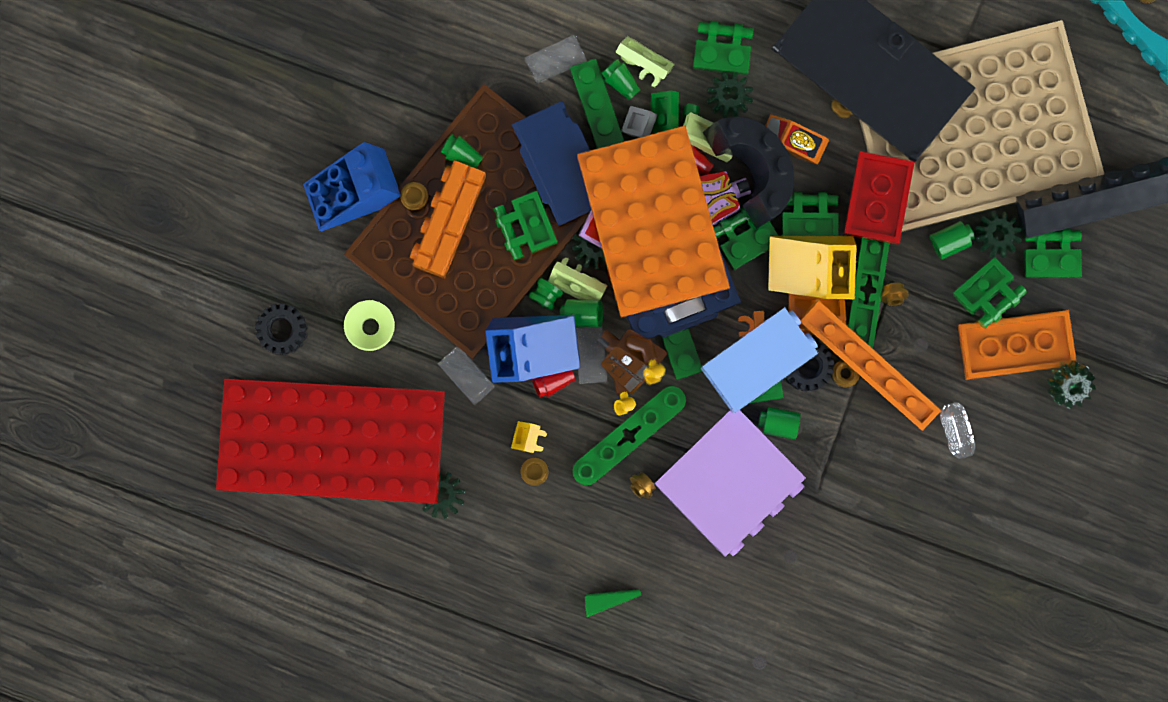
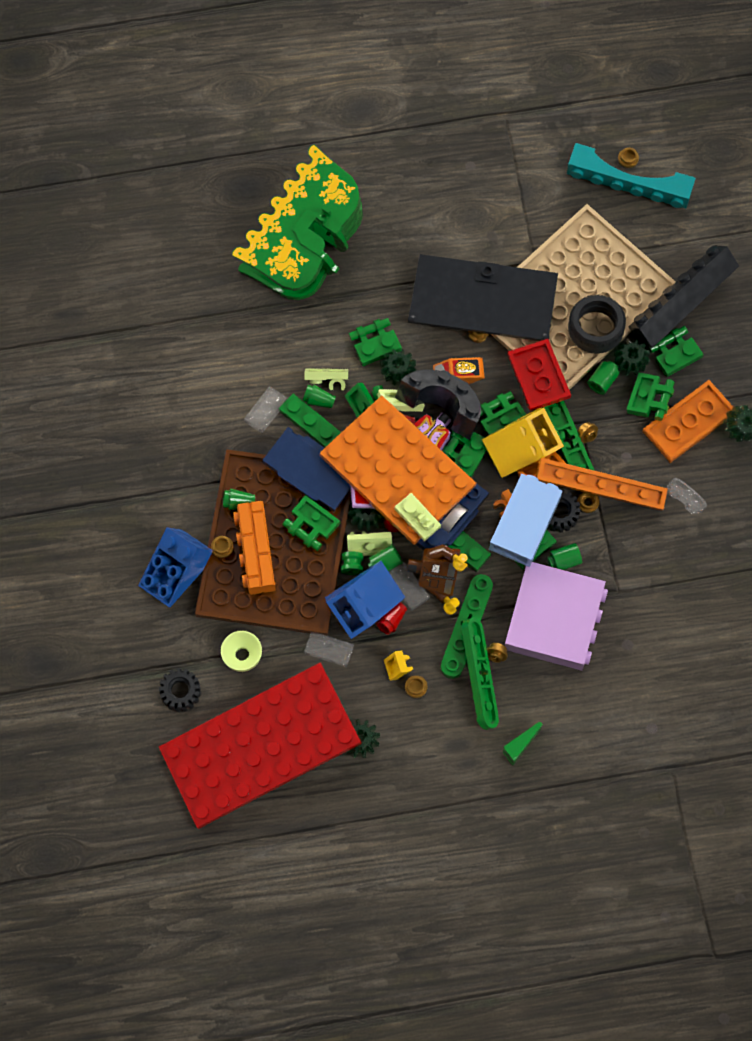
camera: 30 degrees left, 15 degrees down
(604, 512) = (481, 684): none -> green piece
(639, 122) = (346, 416): light grey plate -> none
(640, 292) = (417, 516): none -> yellowish green plate
(1000, 155) = (603, 305): none -> black tyre

